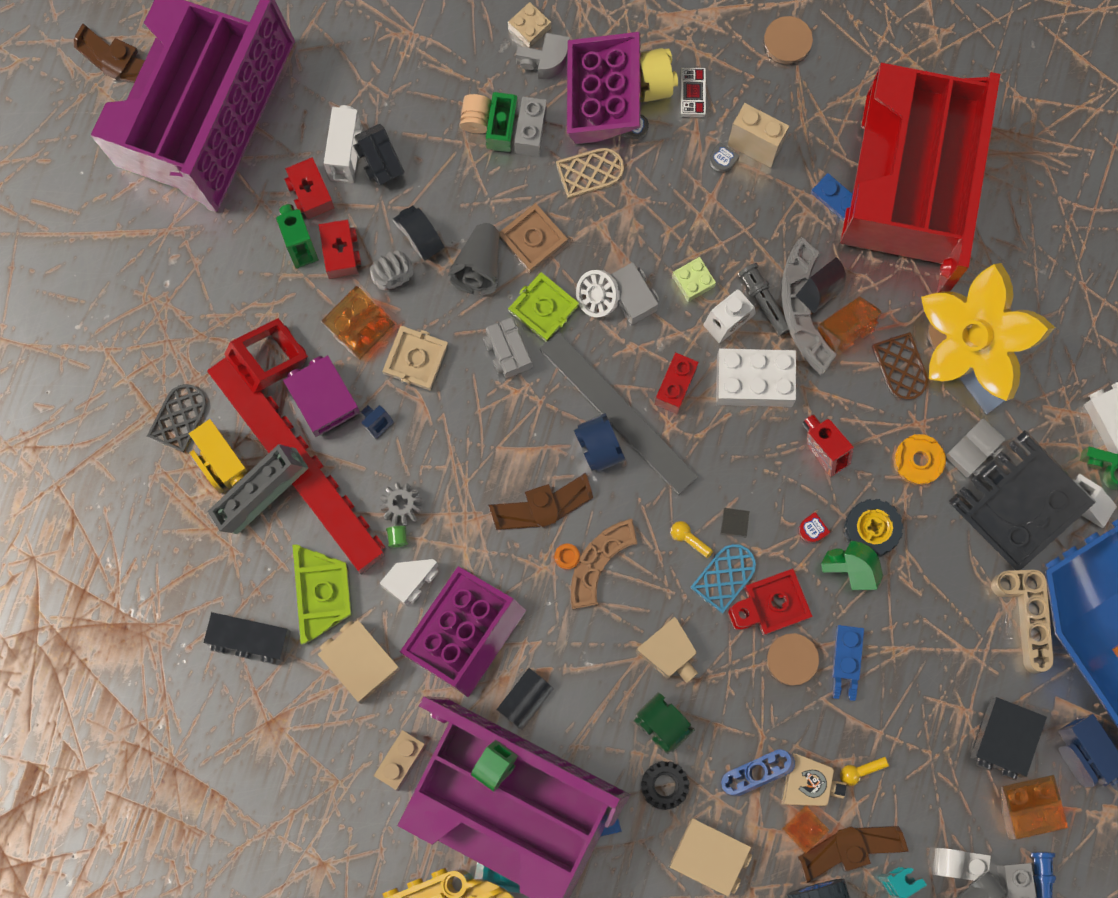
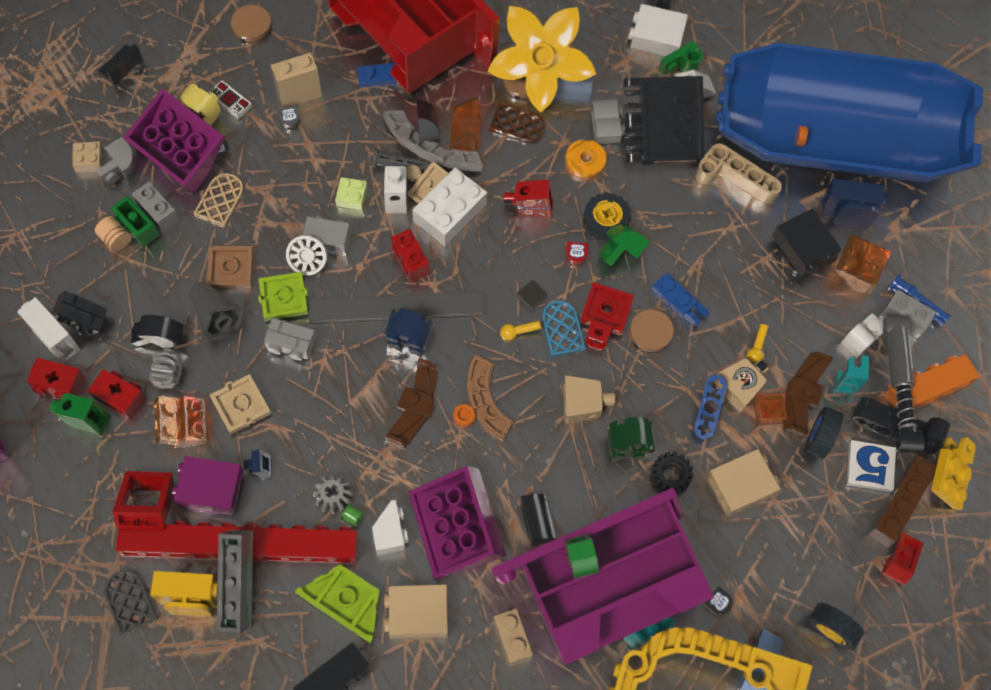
camera: 55 degrees left, 10 degrees down
(761, 336) = (425, 182): none -> tan plate

